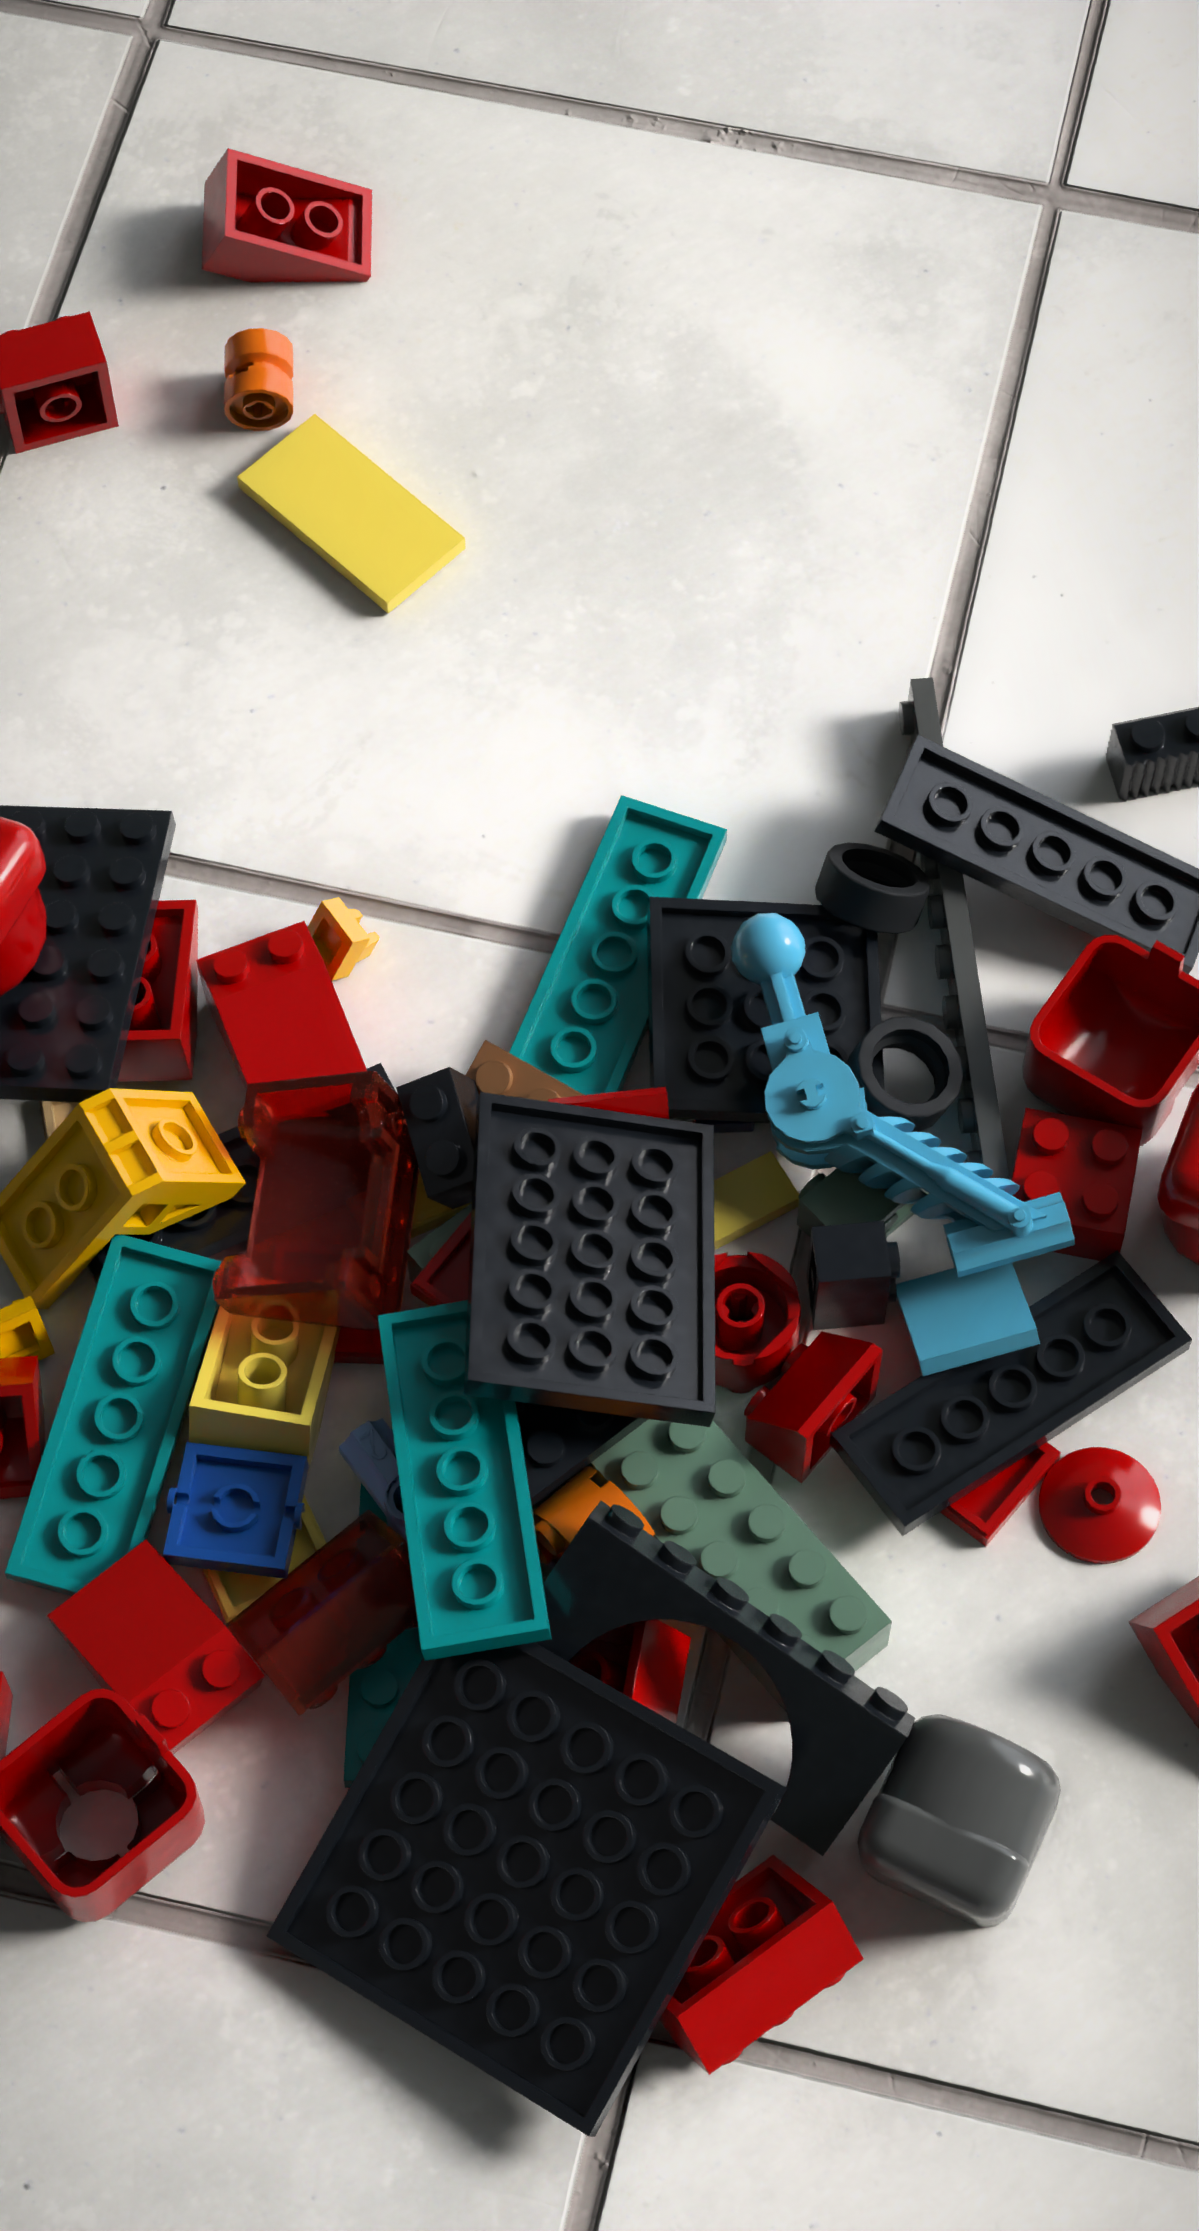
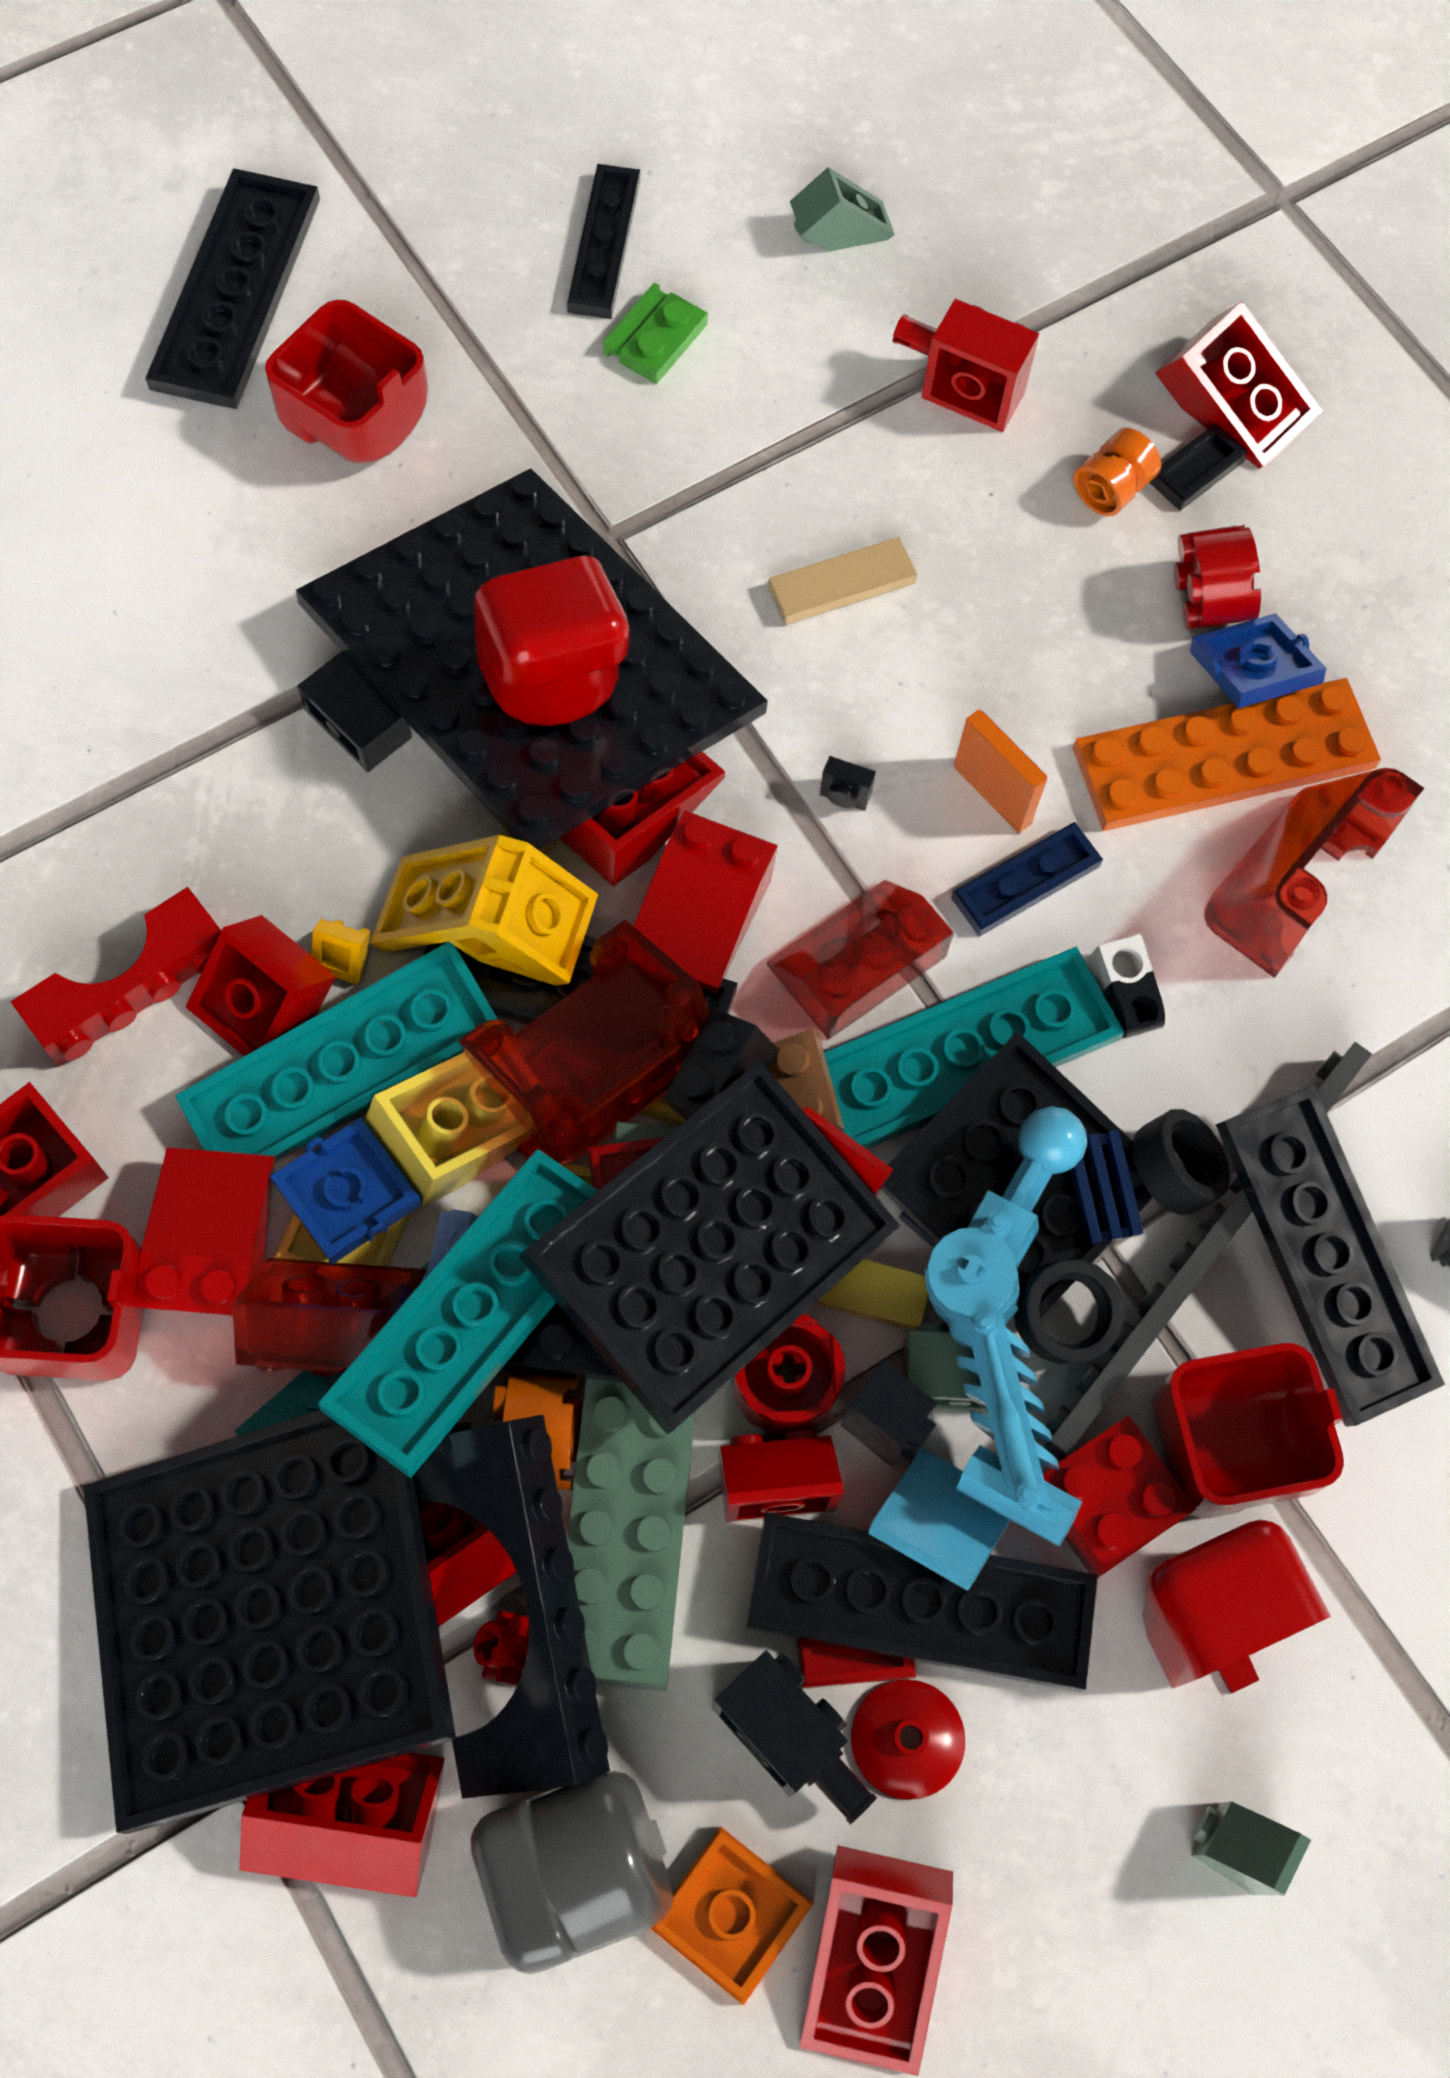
camera: 40 degrees right, 5 degrees up
(114, 665) = (842, 580): none -> tan tile
(300, 827) = (847, 783): none -> black plate
(317, 320) = (1198, 467): none -> black tile
(340, 937) = (795, 877): yellow tile -> none
(351, 513) = (1093, 609): light yellow tile -> none
(420, 706) = (999, 771): none -> orange tile
(434, 398) = (1218, 576): none -> red brick
(454, 953) = (862, 955): none -> clear red slope
(523, 779) = (1026, 879): none -> dark blue tile
(532, 441) = (1258, 660): none -> blue plate
(578, 543) = (1225, 754): none -> orange plate
(692, 788) = (1129, 984): none -> leg
(733, 622) = (1270, 896): none -> clear red windscreen
(741, 1721) = (503, 1648): none -> red gear
(846, 954) = (1123, 1188): none -> dark blue tile
(1013, 1569) = (791, 1733): none -> black brick
(1104, 1748) = (732, 1915): none -> orange tile

